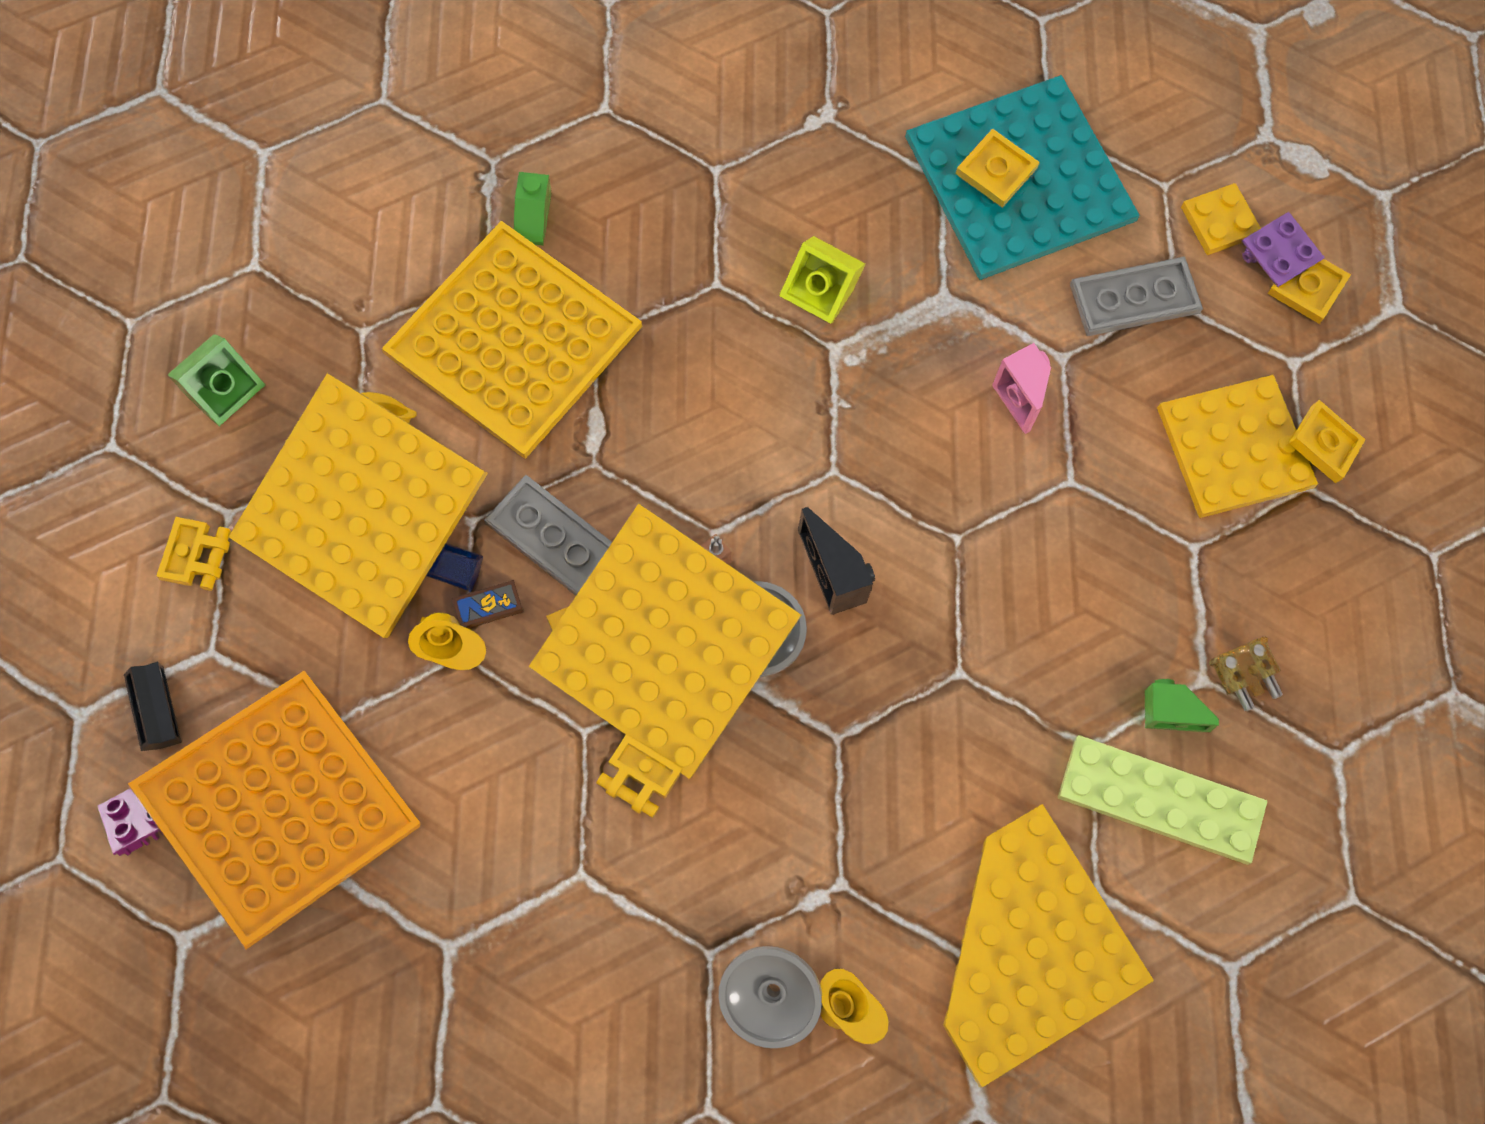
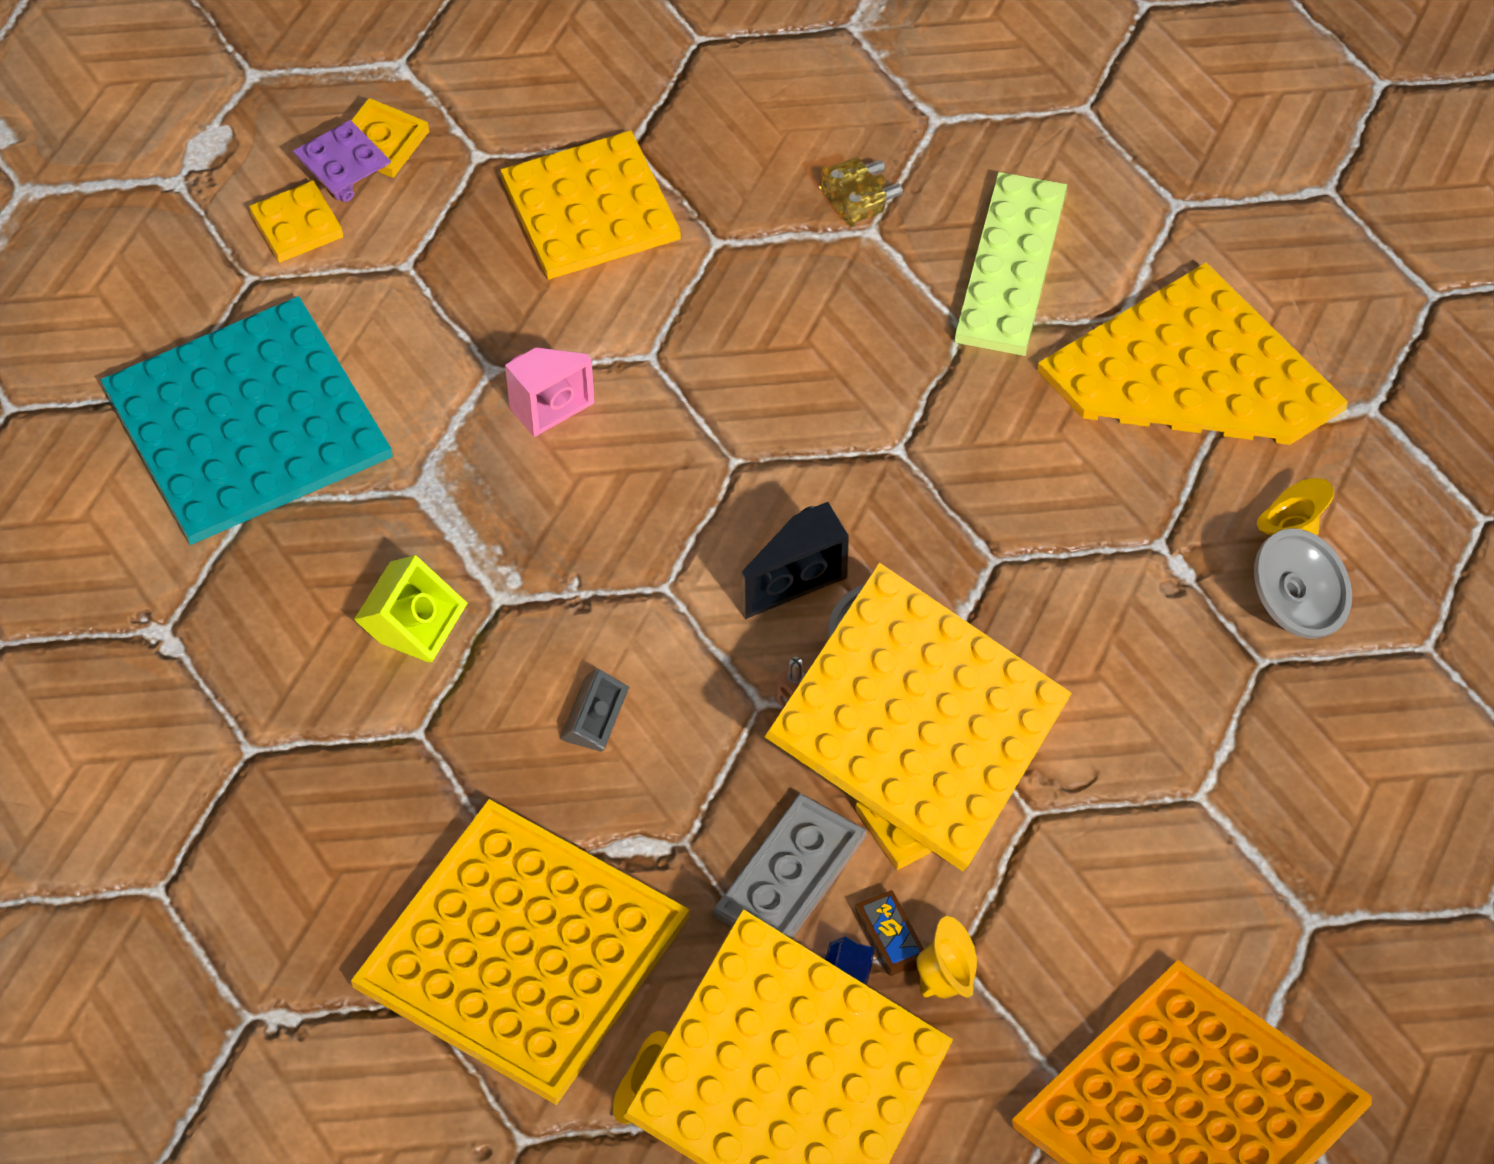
camera: 90 degrees left, 15 degrees down
(532, 206) = (326, 947): bright green slope -> none
(646, 768) = (1066, 737): yellow plate -> none
(719, 408) = (595, 711): none -> dark grey slope
(997, 168) = (250, 428): yellow plate -> none
(1136, 296) = (406, 301): light grey tile -> none
(1176, 708) = (911, 249): bright green slope -> none
(1327, 441) = (583, 118): yellow plate -> none

